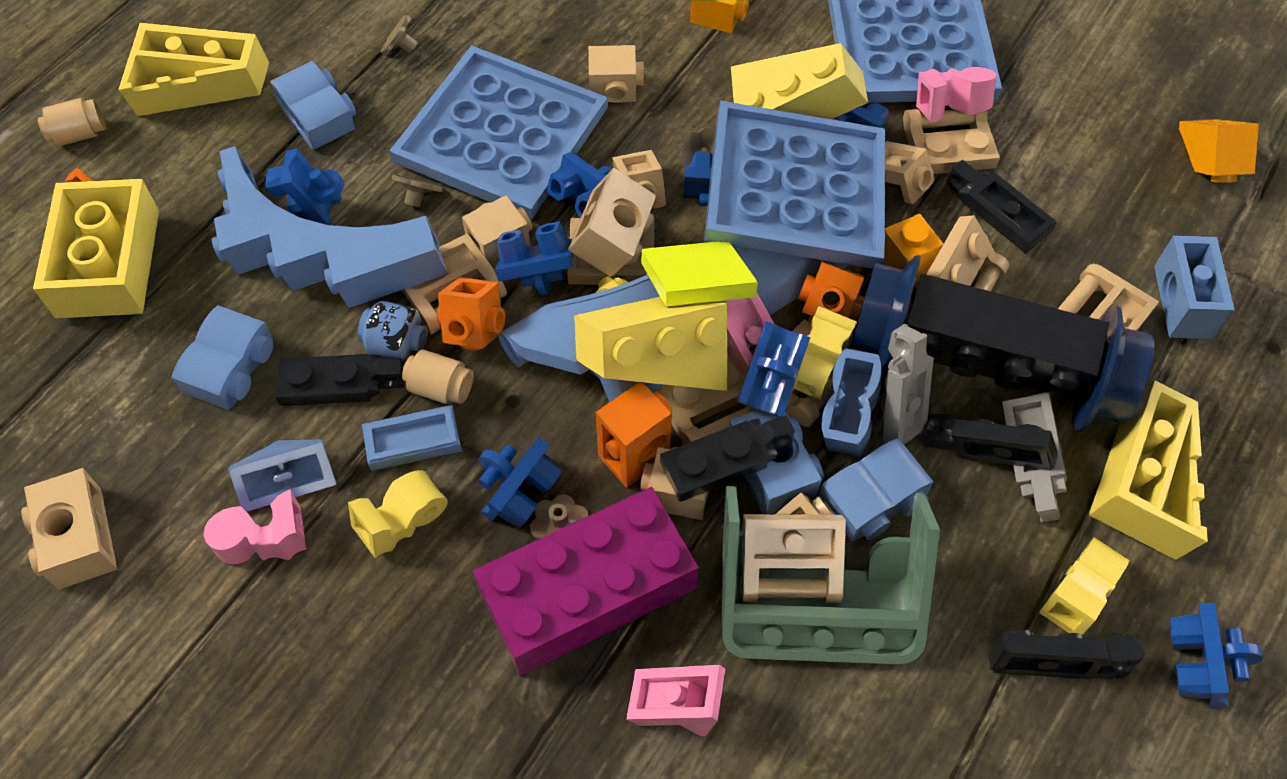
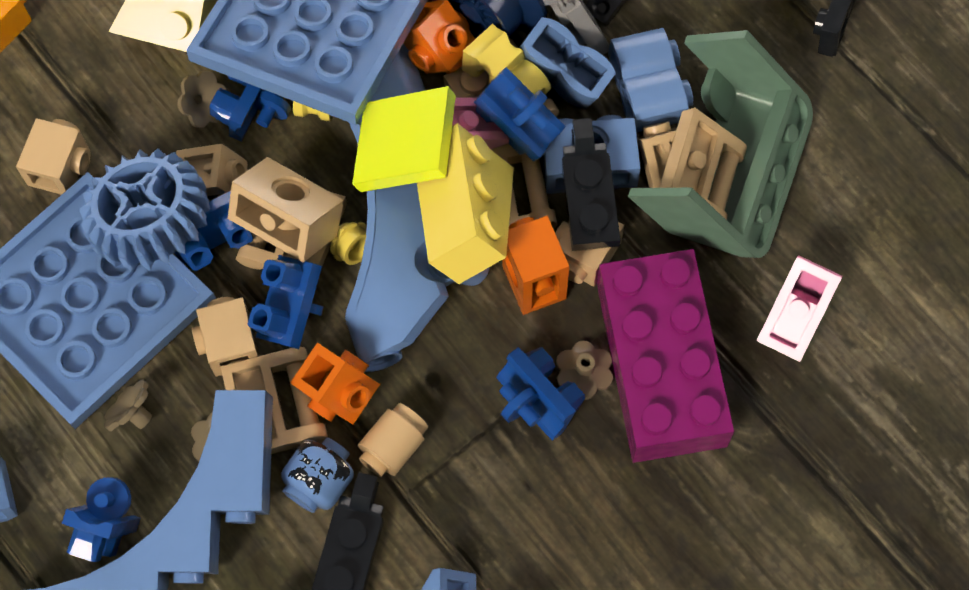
camera: 70 degrees left, 10 degrees up
(407, 504) = (535, 515): light yellow leg -> none
(411, 438) = (446, 486): medium blue tile -> none
(576, 129) = (133, 214): none -> medium blue gear

